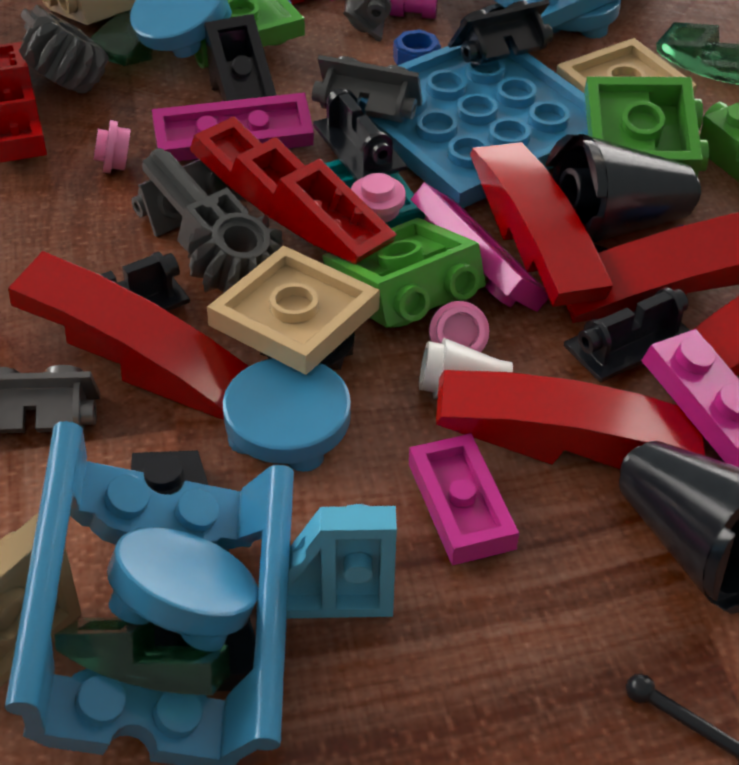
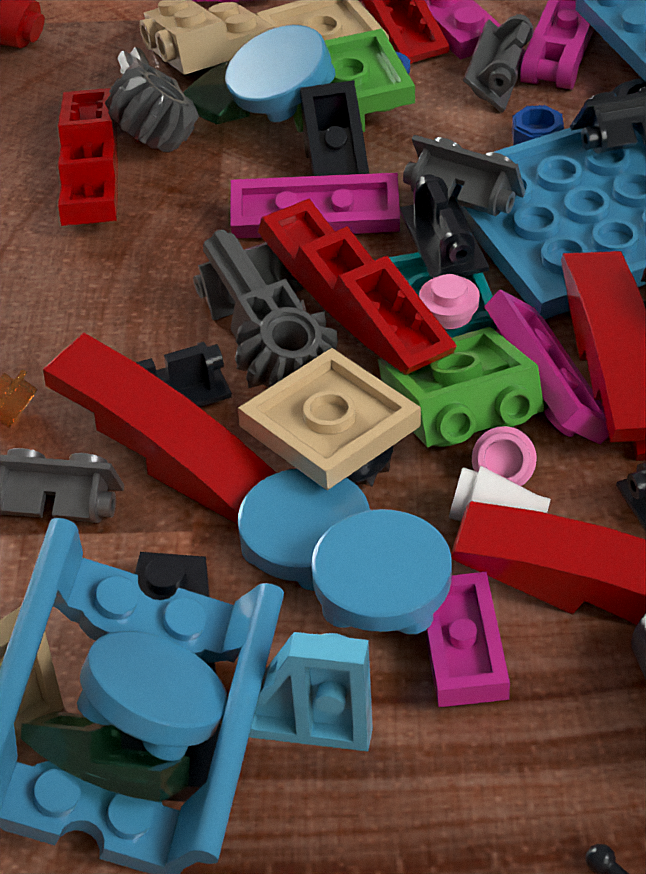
camera: 15 degrees right, 0 degrees up
(112, 147) = (184, 217): bright pink plate -> none
(377, 444) = (381, 572): none -> dark azure tile

